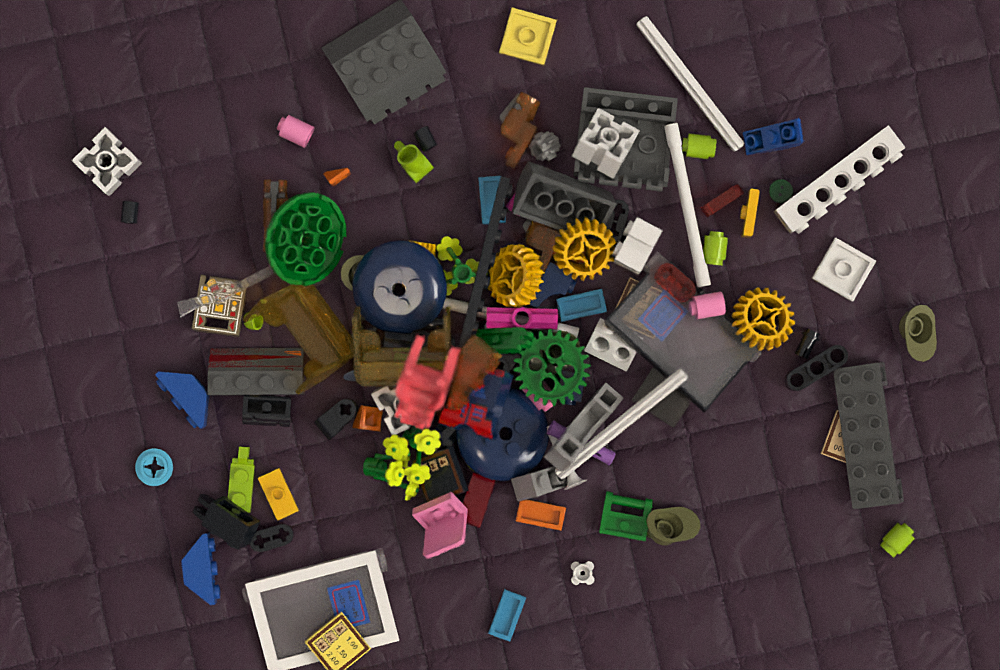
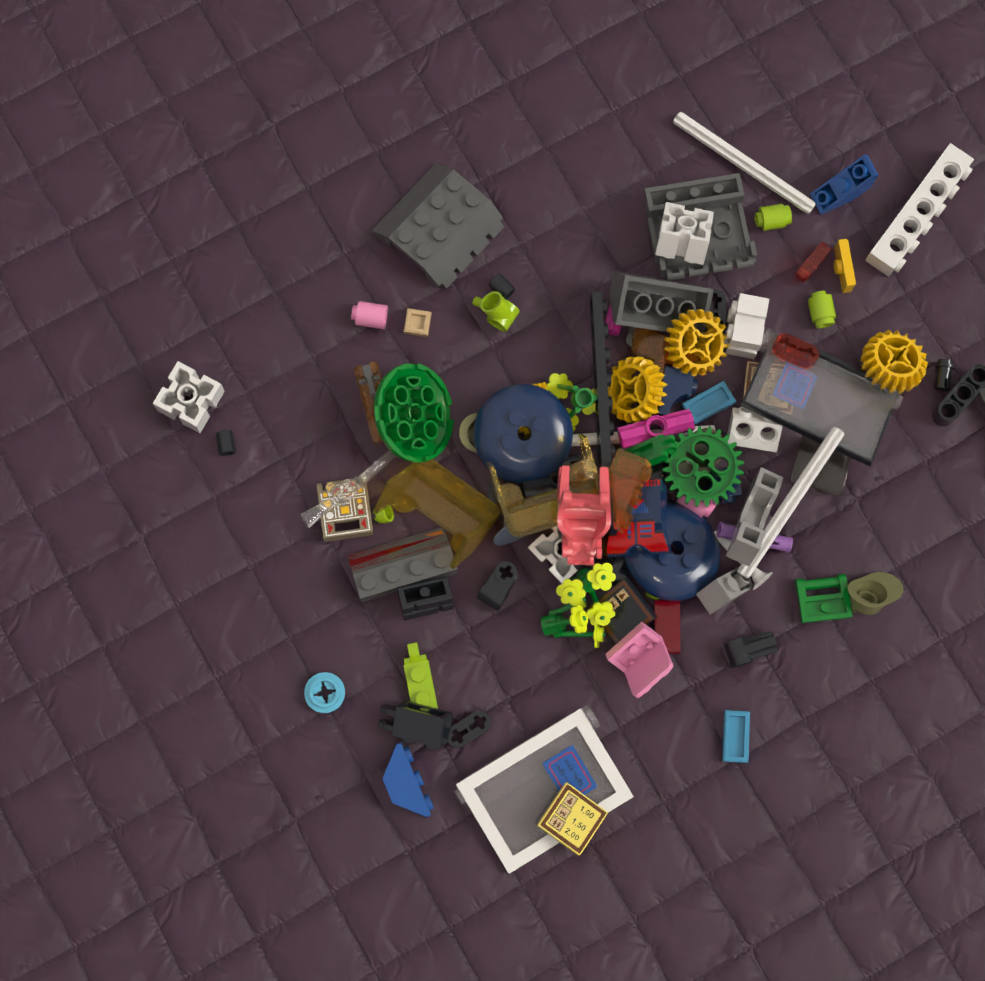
camera: 25 degrees left, 10 degrees down
(187, 394) = (338, 607): blue slope -> none
(278, 494) = (461, 682): yellow plate -> none
(336, 176) = (425, 347): orange slope -> none
(337, 149) = (417, 322): none -> tan tile
(368, 418) = (530, 578): orange slope -> none
(488, 189) = (580, 320): dark azure tile -> none
(517, 126) = (590, 247): clear orange plate -> none
(527, 36) = (571, 163): light yellow tile -> none
(537, 542) = (744, 651): none -> black piece
(541, 514) = (736, 622): orange tile -> none
(544, 146) = (623, 258): light grey gear -> none
(587, 577) = (802, 663): white plate -> none
(674, 143) = (750, 220): white piece -> none
(707, 305) = (836, 362): bright pink brick -> none
(780, 191) = (866, 238): dark green tile -> none
(843, 269) = (953, 294): white tile -> none

